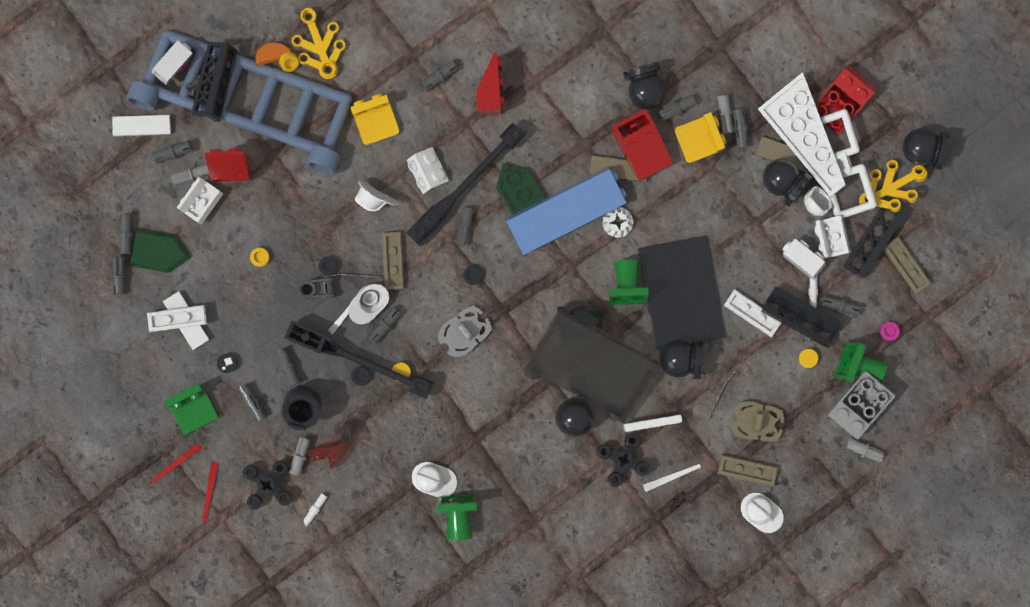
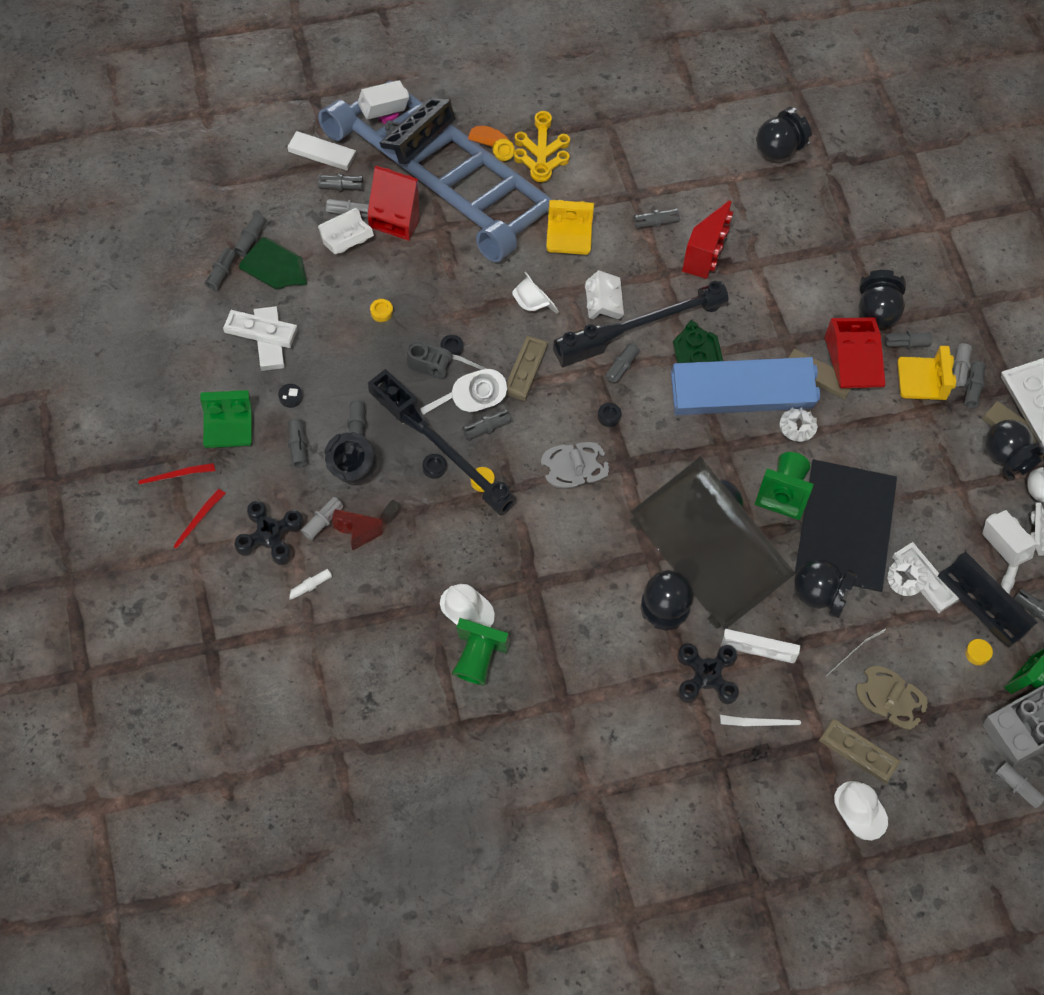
camera: 20 degrees right, 25 degrees down
(746, 317) = (911, 587): none -> white gear

